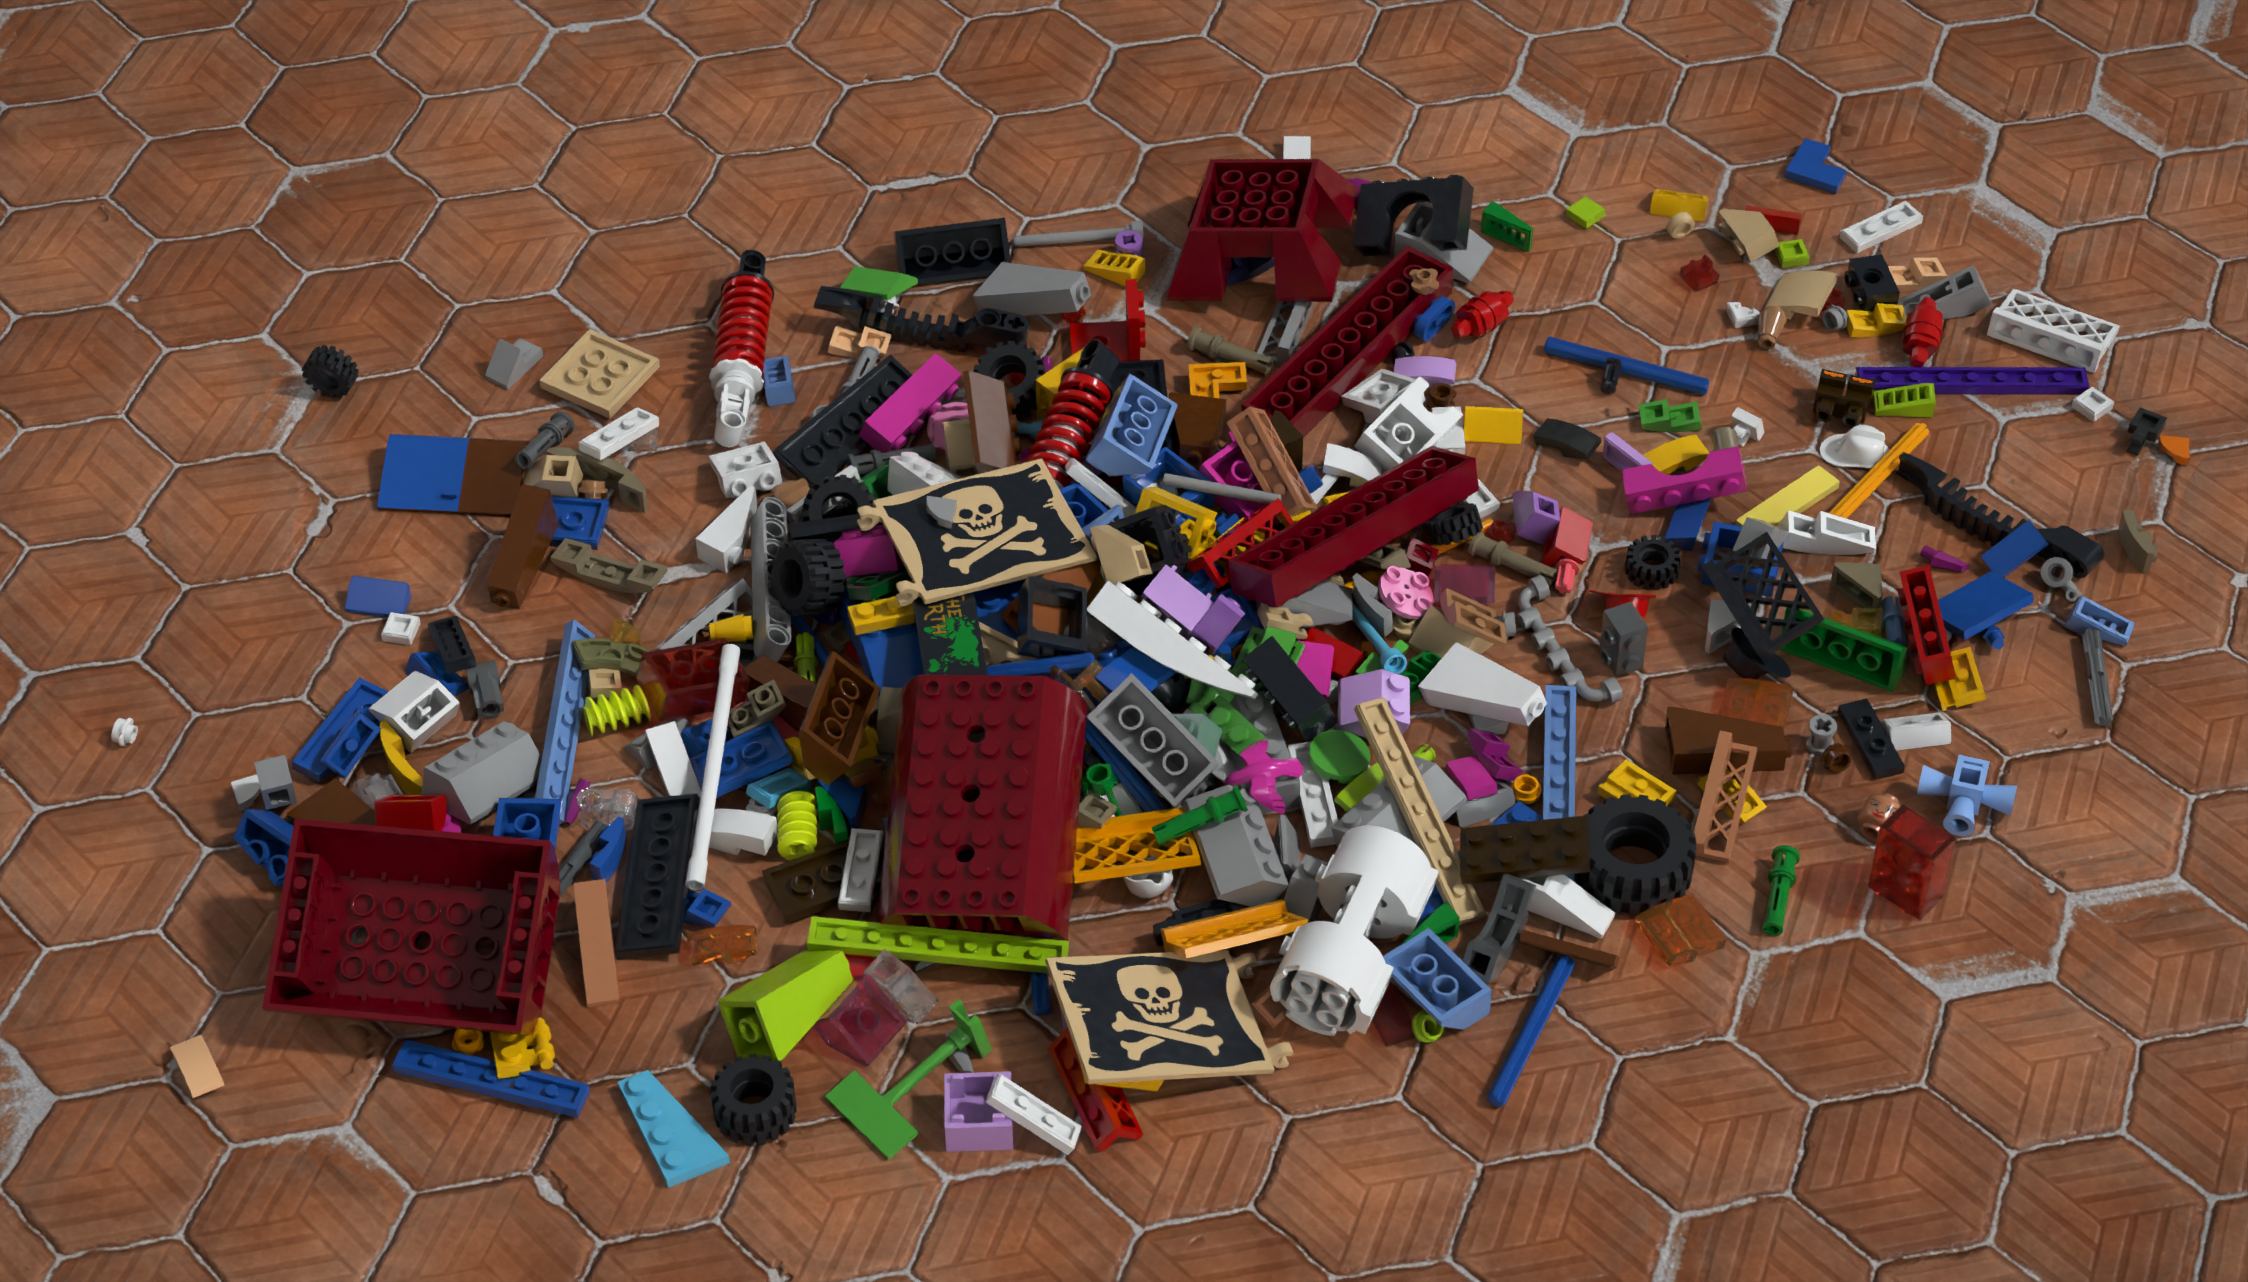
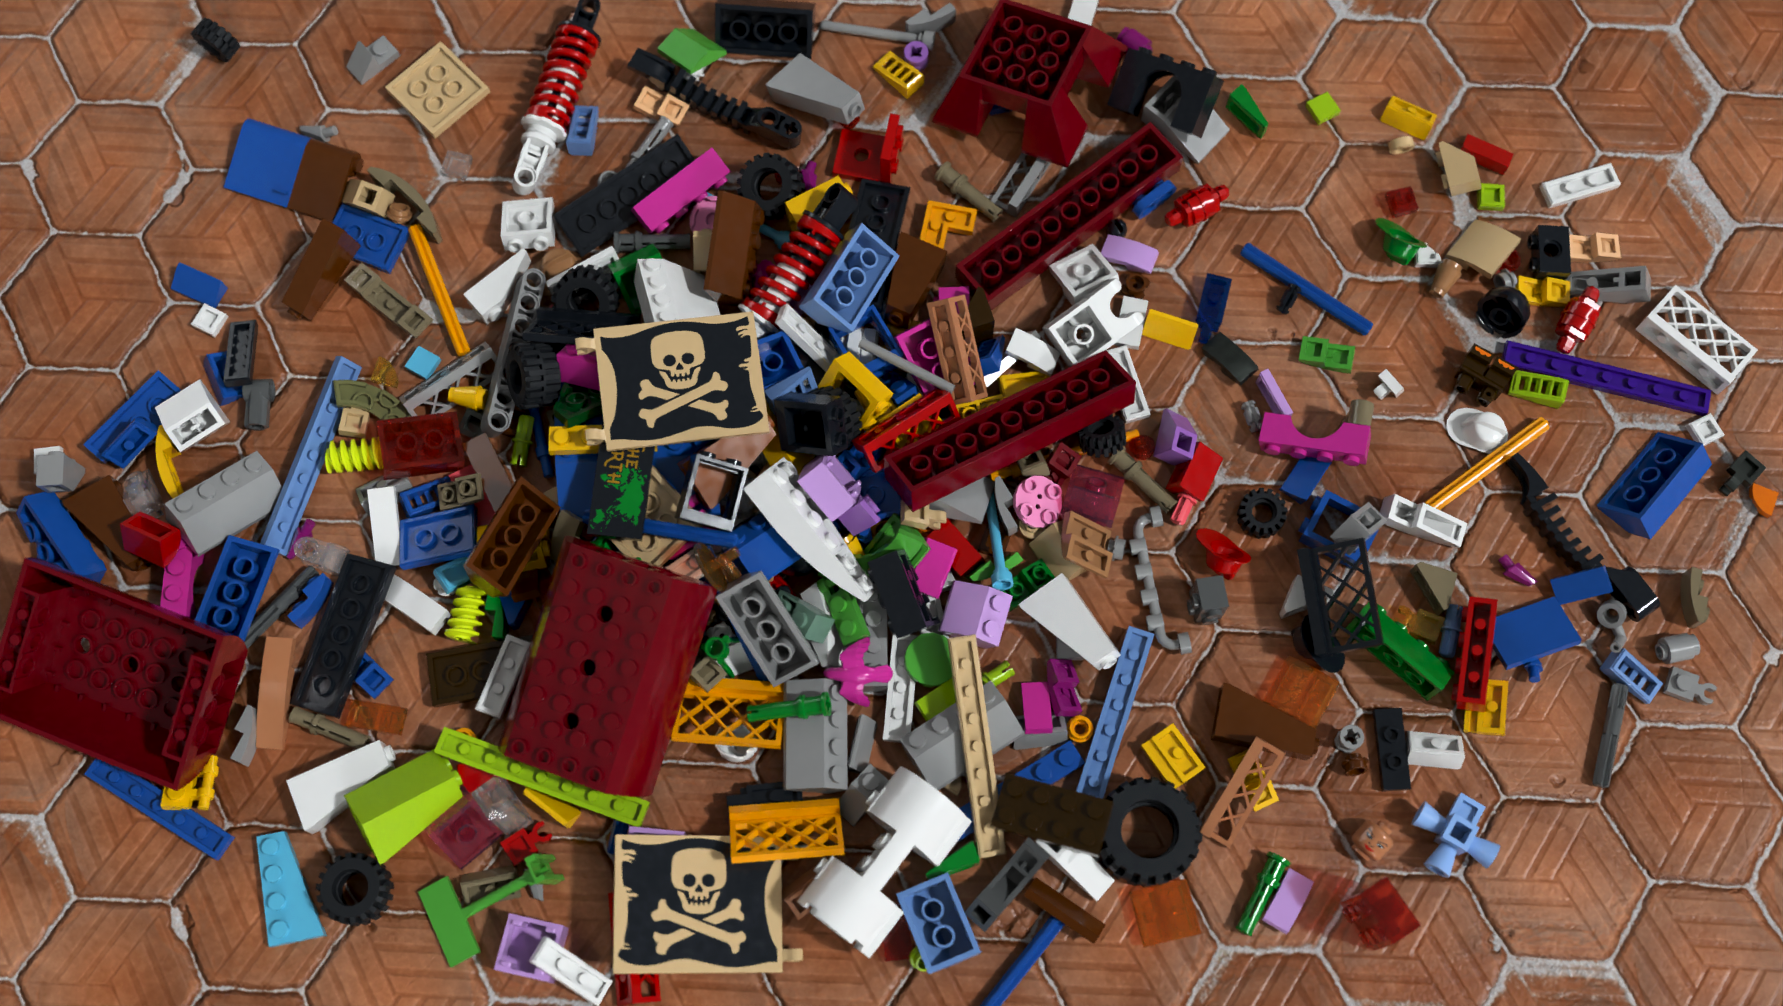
camera: 15 degrees right, 25 degrees up
(486, 433) = (319, 132): none -> light grey bar
(549, 435) = (377, 150): dark grey pin -> none
(575, 990) = (247, 745): none -> light grey slope
(618, 433) = (431, 164): white tile -> none
(661, 549) = (439, 290): none -> light orange axle
(664, 618) = (423, 363): none -> medium azure tile
(667, 965) = (328, 728): none -> dark tan pin
(690, 1016) = (321, 790): none -> white slope
(698, 862) = (374, 636): white piece -> none
(892, 1073) = (482, 883): none -> dark tan slope
(932, 1023) = (522, 844): none -> red plate
(942, 510) = (648, 356): light grey tile -> none
(953, 982) = (559, 809): none -> yellow slope
(1120, 555) = (789, 435): tan slope -> none
(1143, 210) = (937, 21): none -> light grey slope
(1424, 280) = (1152, 174): medium nougat plate -> none
(1531, 397) = (1212, 305): none -> clear blue hinge
(1610, 483) = (1252, 415): none -> light grey piece
(1677, 453) = (1318, 400): yellow slope -> none
(1712, 307) = (1398, 242): none -> green piece
(1794, 497) = (1399, 475): light yellow tile -> none
(1810, 169) = (1536, 105): blue tile -> none
(1810, 891) = (1287, 901): none -> lavender slope
(1841, 339) = (1503, 311): none -> black cylinder
(2059, 454) = (1655, 484): none -> blue slope
(2137, 587) = (1677, 648): none -> light grey brick
(2159, 621) = (1685, 686): none -> light grey plate

